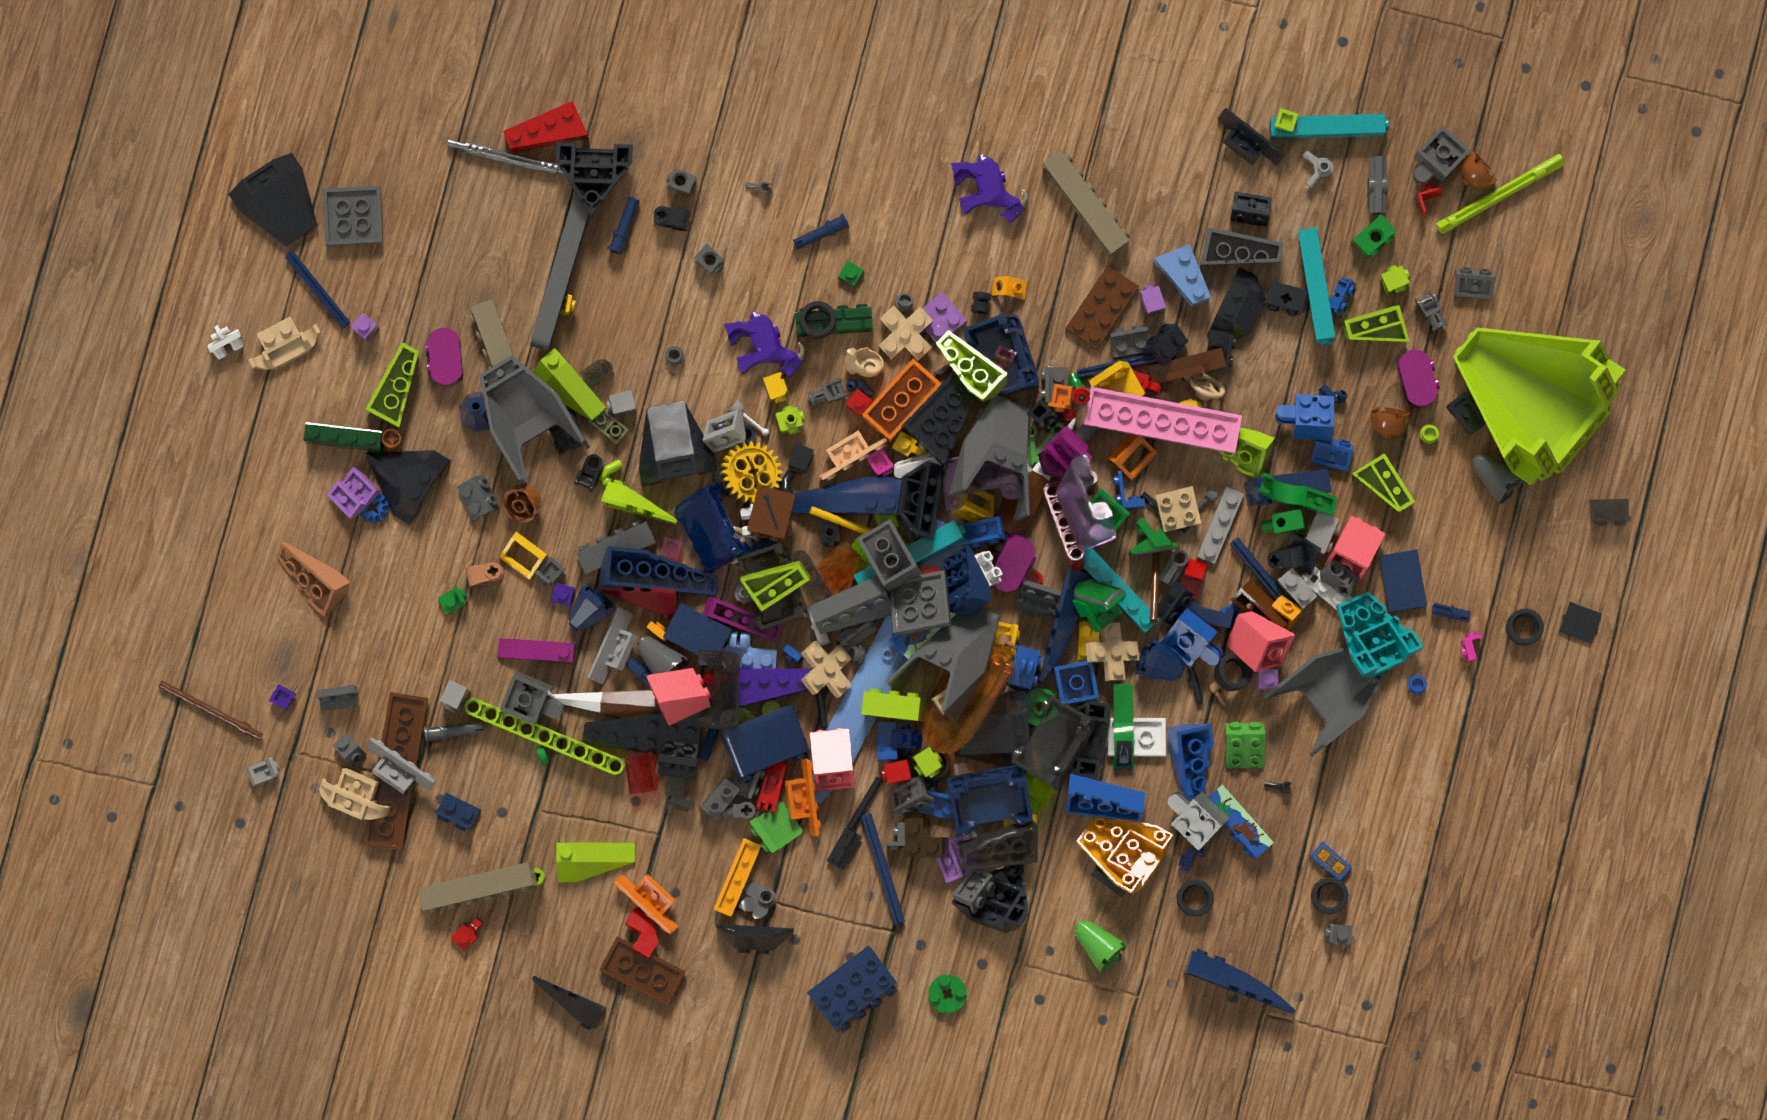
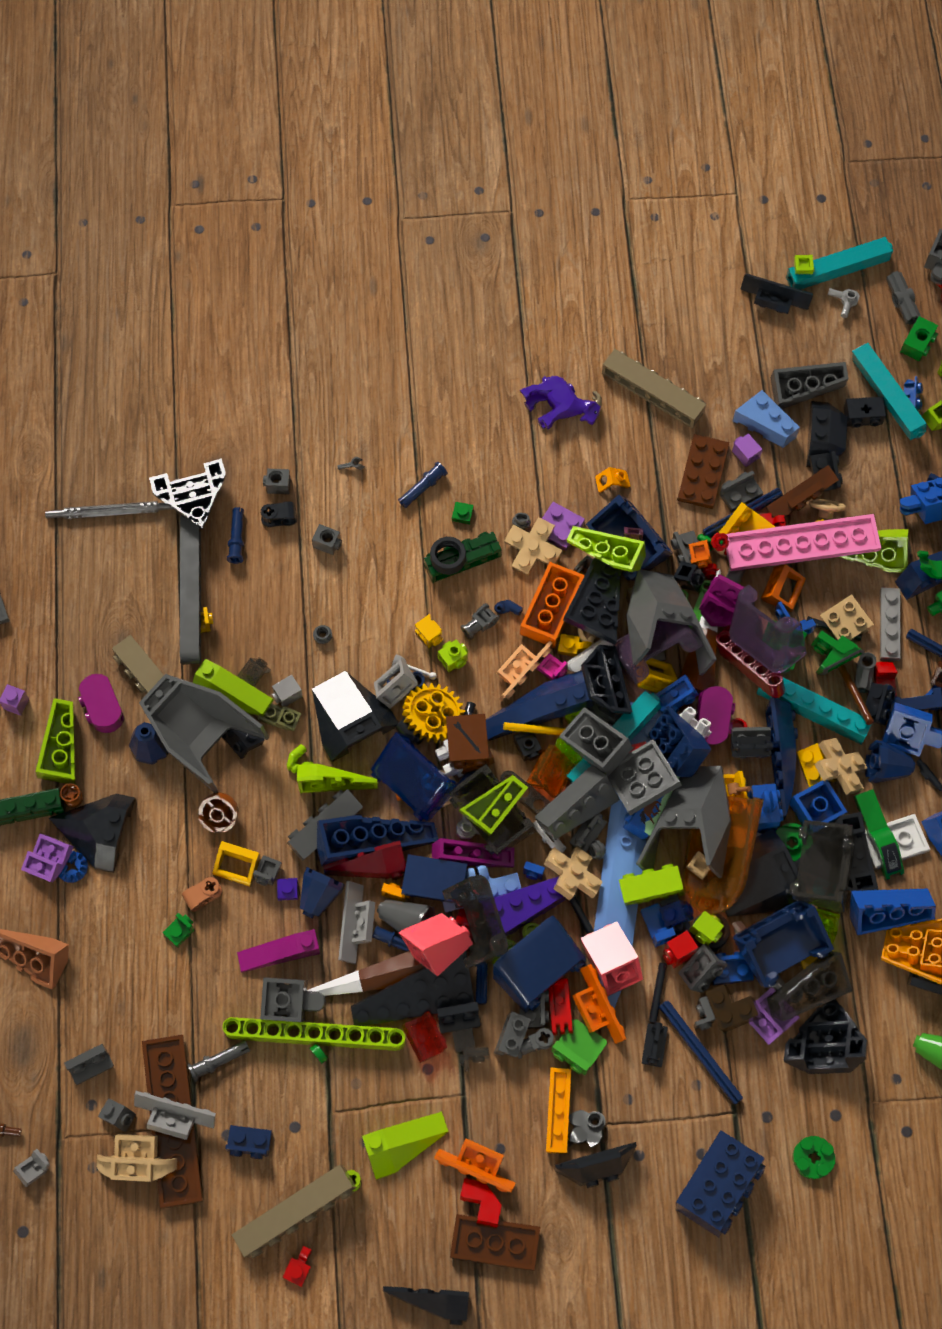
camera: 20 degrees left, 15 degrees down
(282, 697) = (31, 1084): dark purple plate -> none
(454, 696) = (209, 1022): light grey brick -> none
(478, 497) = (173, 822): dark grey bracket -> none
(547, 129) = (135, 473): red wedge -> none
(589, 473) = (276, 767): black piece -> none
(671, 548) = (380, 809): clear pink plate -> none
(766, 345) = (405, 595): dark purple animal -> none
(800, 459) = (475, 687): black brick -> none
(858, 403) = (512, 620): red brick -> none
(864, 362) = (502, 583): tan hair -> none
(975, 889) = (802, 1038): dark grey bracket -> none
(981, 302) = (592, 500): black wheel -> none
(1098, 602) = (812, 721): green piece -> none
(1166, 343) = (775, 480): black bracket -> none
(1211, 496) = (870, 600): dark grey hand -> none
(1251, 209) = (802, 350): black bracket -> none

